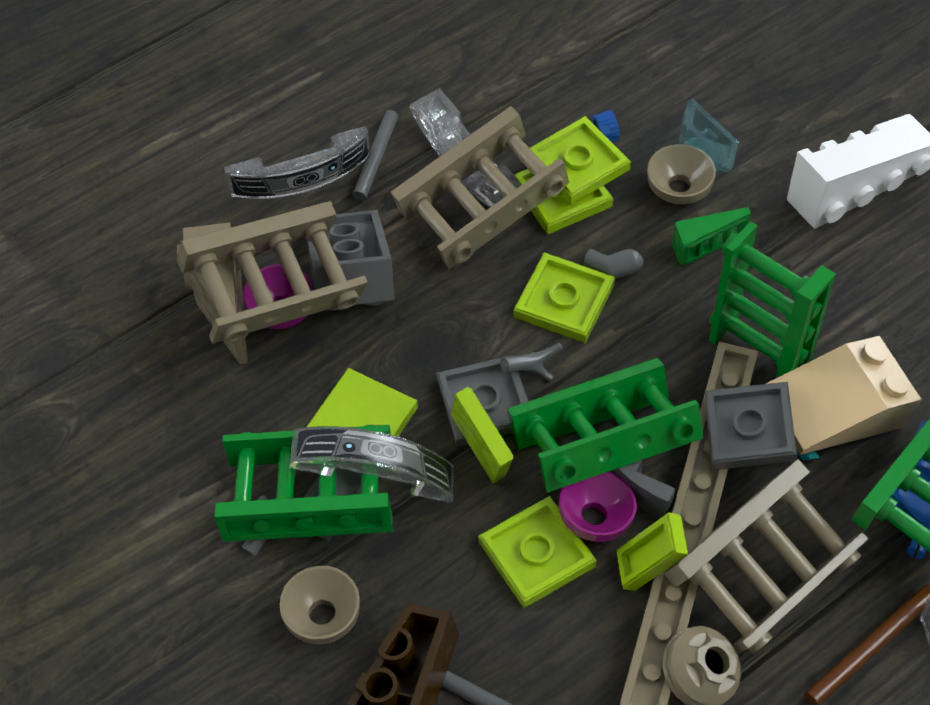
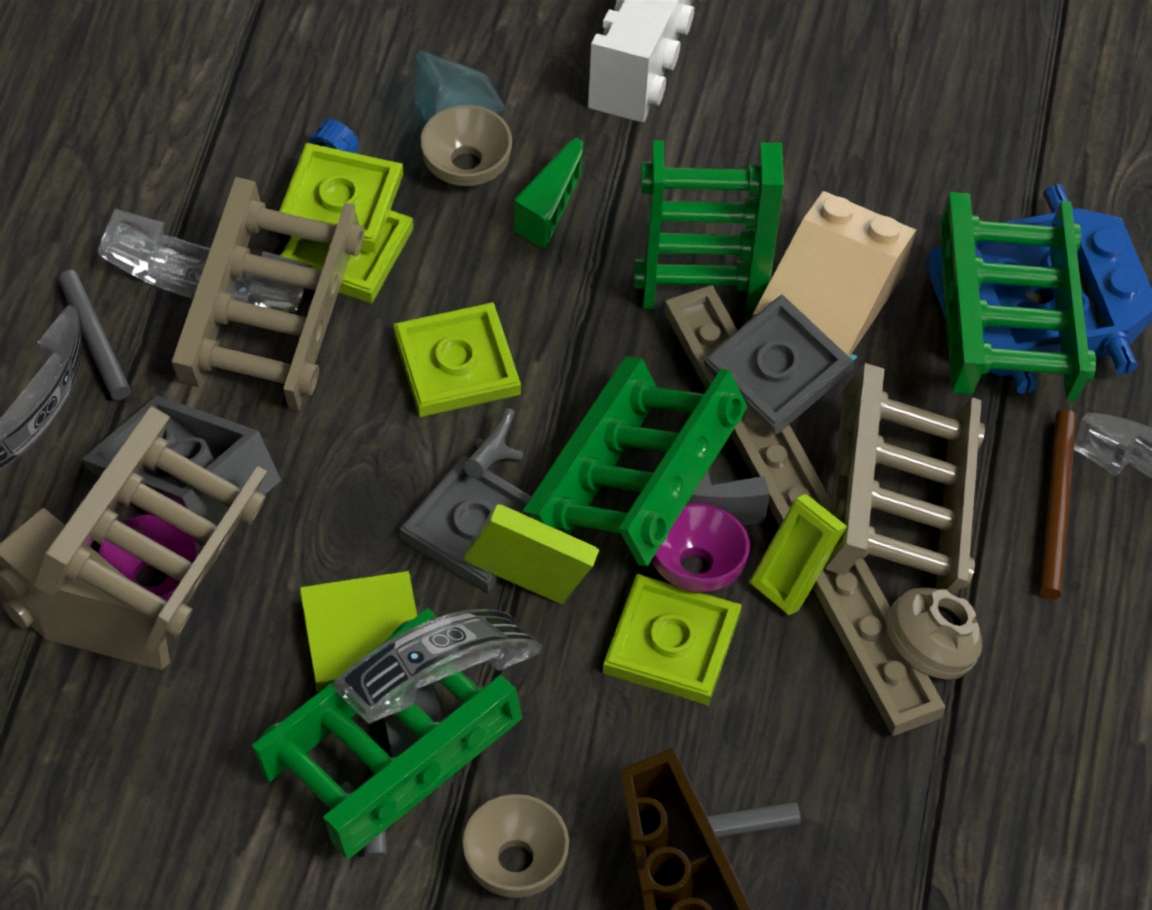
camera: 45 degrees left, 0 degrees up
(617, 264) = (481, 289): dark grey arm -> none

